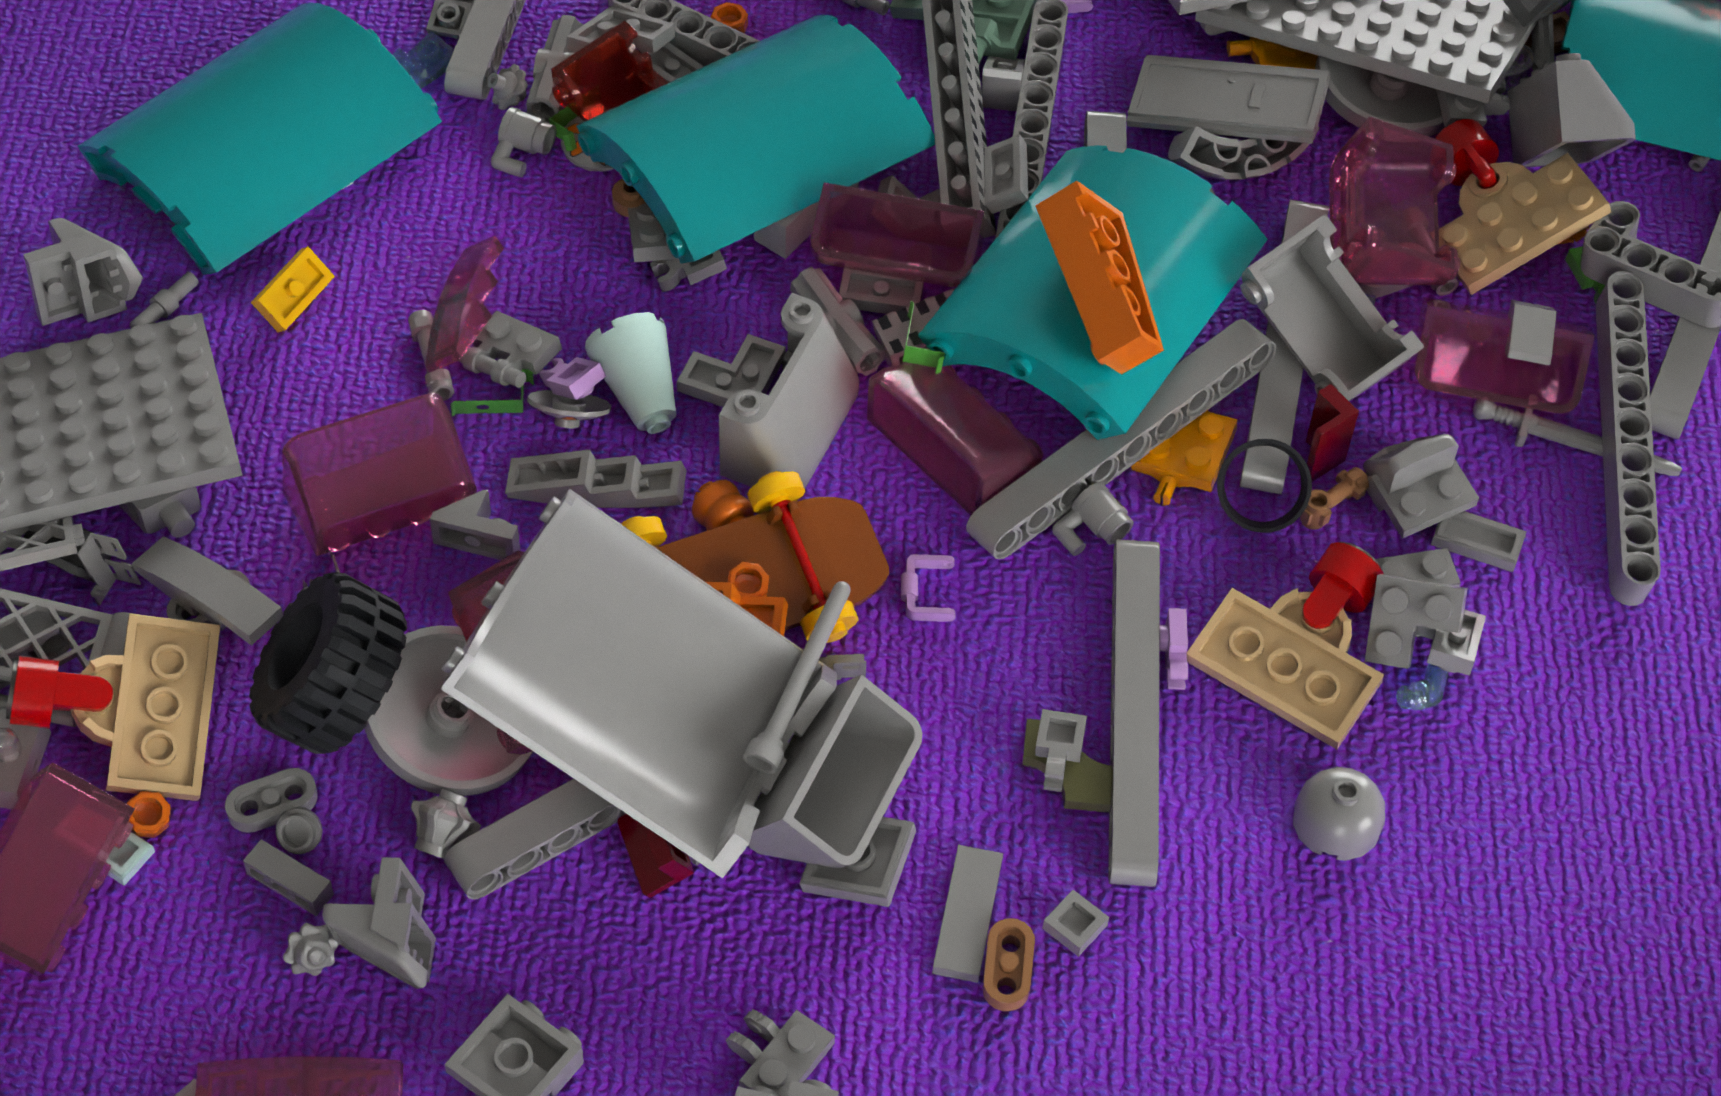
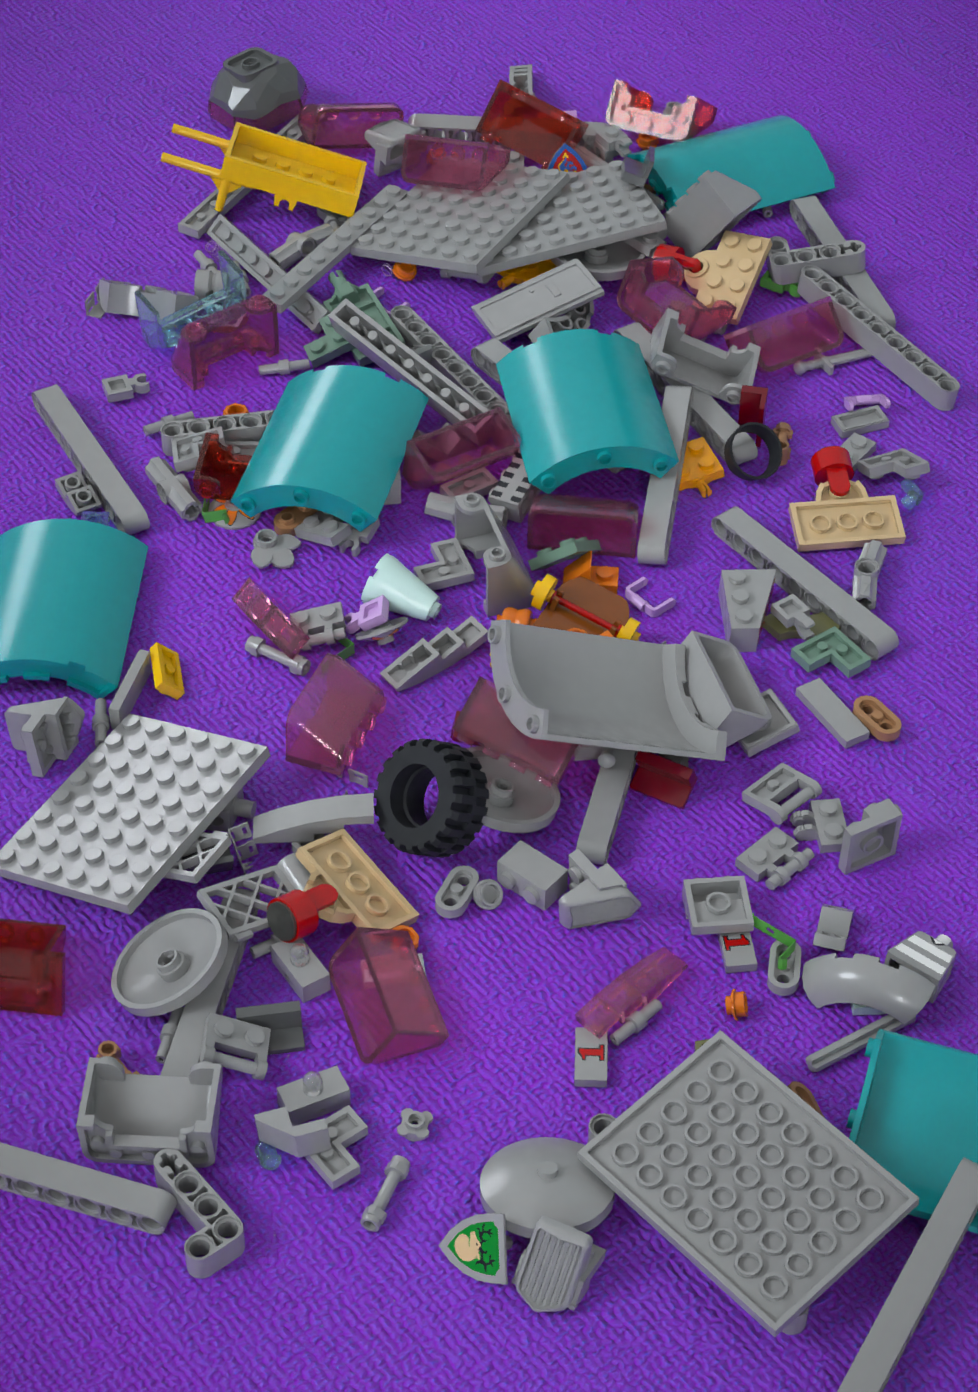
camera: 40 degrees left, 10 degrees down
(229, 284) = (130, 688): none -> light grey tile
(288, 877) = (507, 917): light grey piece -> none
(310, 949) = (560, 935): light grey plant -> none
(365, 833) = (532, 875): none -> light grey brick
(442, 822) = (556, 839): light grey rock -> none
(468, 528) = (406, 714): light grey slope -> none
(508, 86) = (160, 511): light grey plant -> none
(524, 133) = (197, 527): light grey piece -> none
(578, 219) = (273, 549): none -> light grey plate
(668, 1039) = (768, 853): none -> light grey plate
(766, 750) = (683, 692): light grey piece -> none
(771, 959) = (776, 786): none -> light grey plate
(879, 457) = (569, 550): none -> sand green plate
(892, 513) = (601, 575): none -> orange slope
(922, 356) = (532, 493): bright green piece -> none
(1006, 174) = (480, 390): light grey plate -> none
(1014, 686) = (744, 604): none -> light grey wedge
(1065, 822) = (834, 648): none -> sand green plate
(1075, 922) = (884, 682): light grey plate -> none
(1100, 512) = (689, 514): light grey piece -> none
(1102, 276) = (612, 388): orange wedge -> none
(1174, 641) = (793, 540): lavender plate -> none
(1205, 772) = (866, 573): none -> light grey piece
(1339, 813) = (937, 564): light grey cylinder -> none
(1402, 606) = (873, 461): light grey plate -> none
(1419, 483) = (812, 409): light grey piece -> none
(1516, 510) = (851, 401): none -> lavender piece
(1531, 332) = (802, 311): light grey slope -> none

